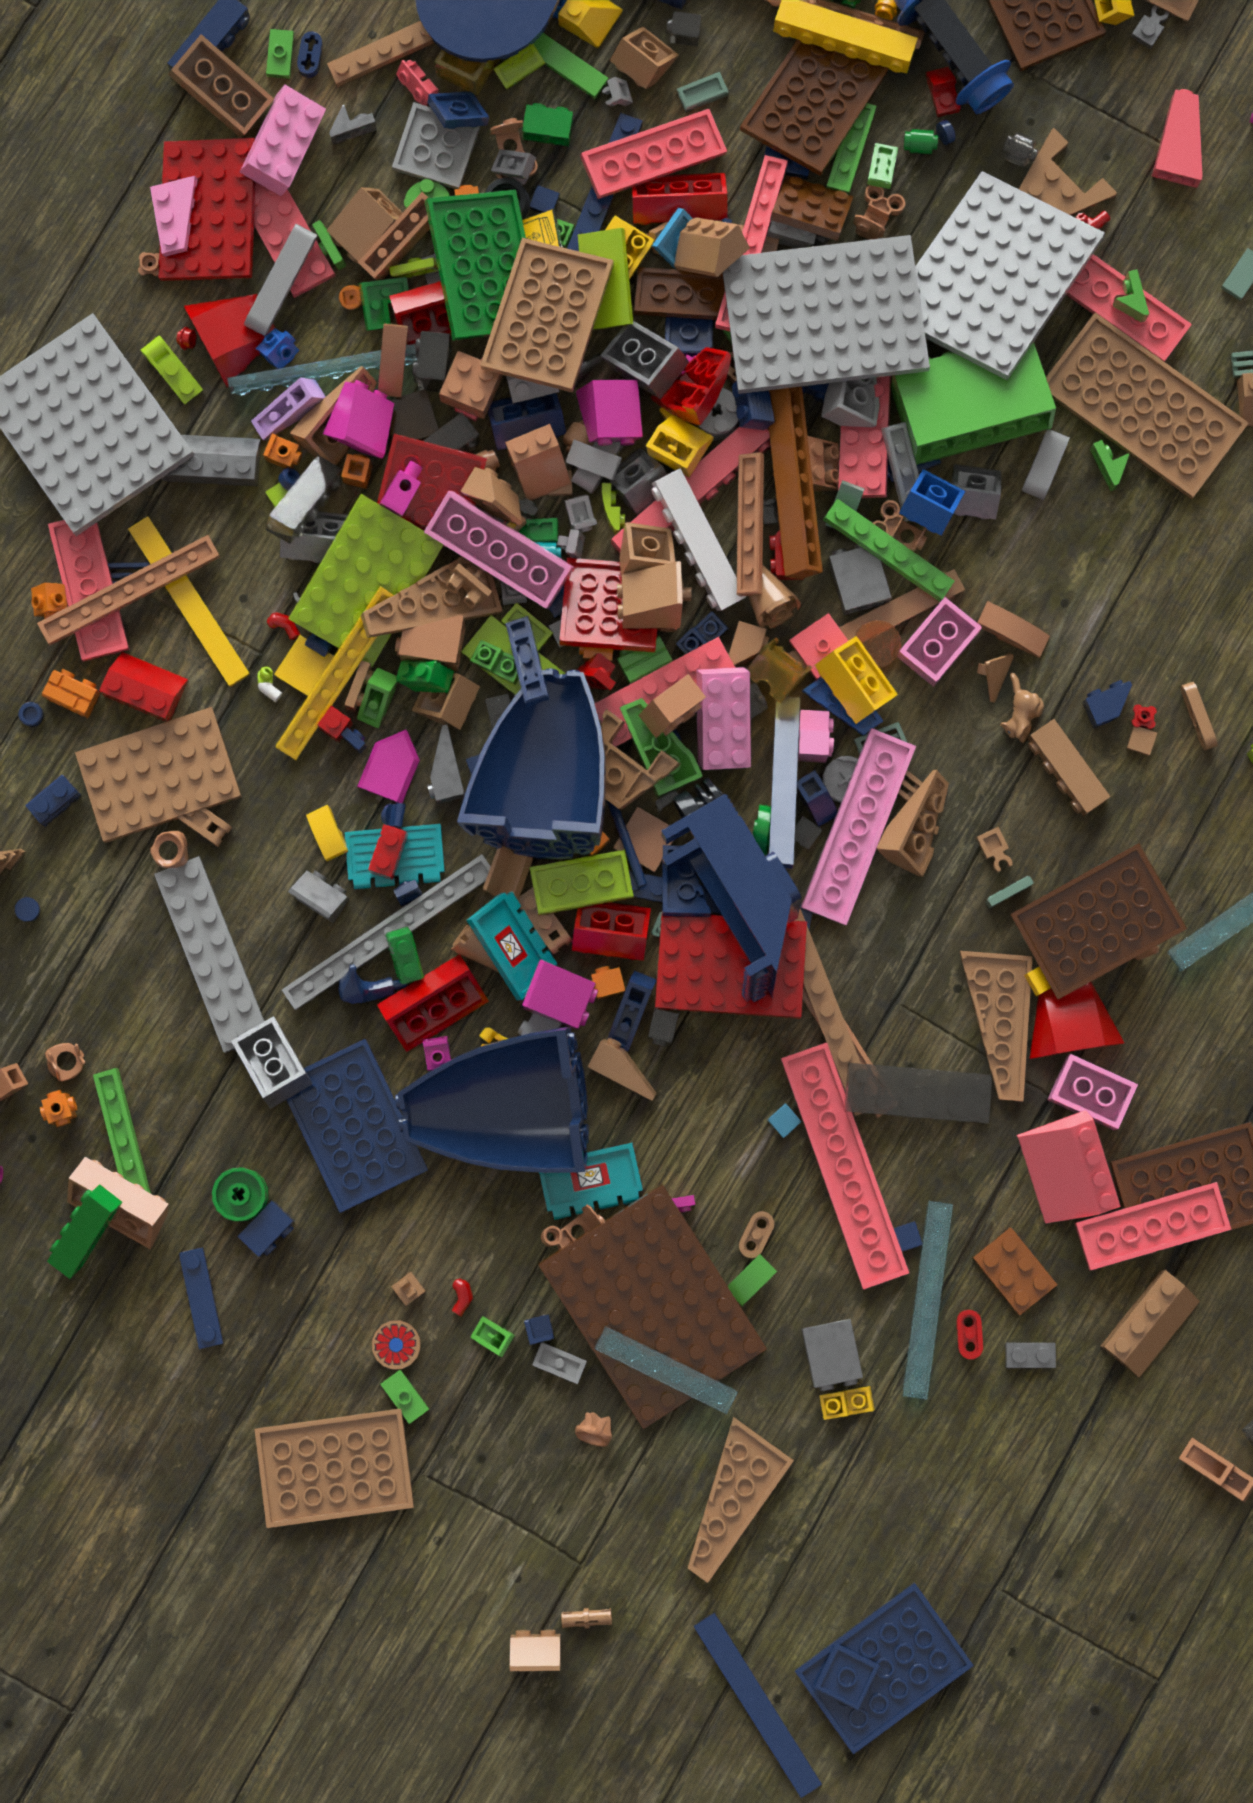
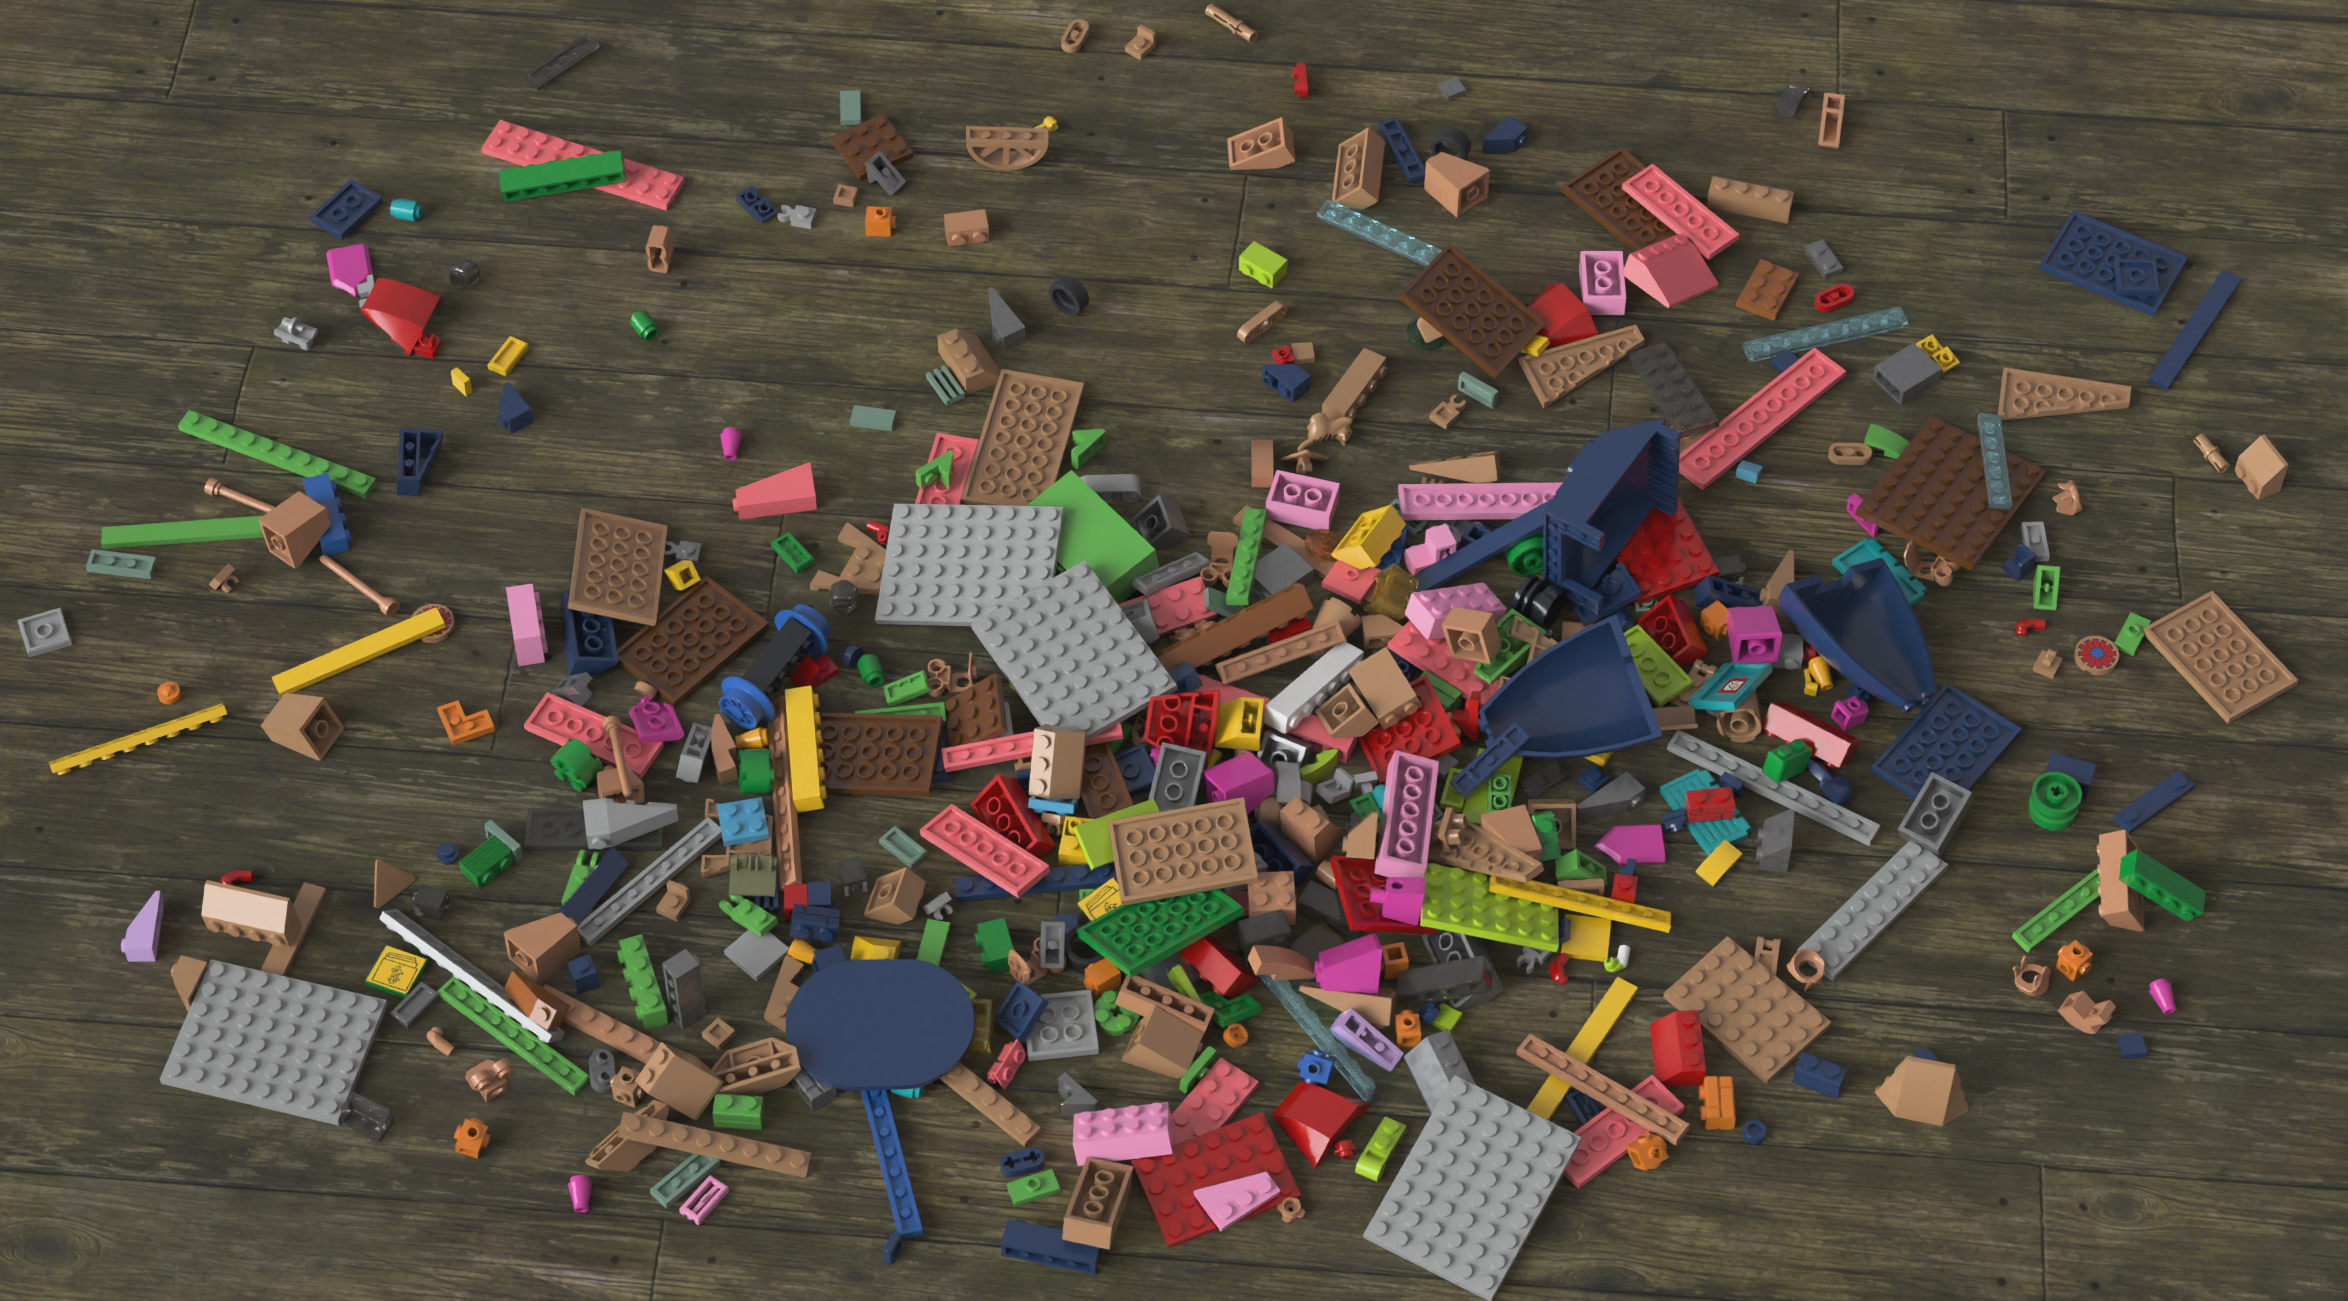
camera: 115 degrees left, 30 degrees down
(280, 279) = (1254, 1084): light grey beam -> none
(931, 502) = (1193, 531): blue brick -> none
(1101, 127) = (792, 552): none -> green plate

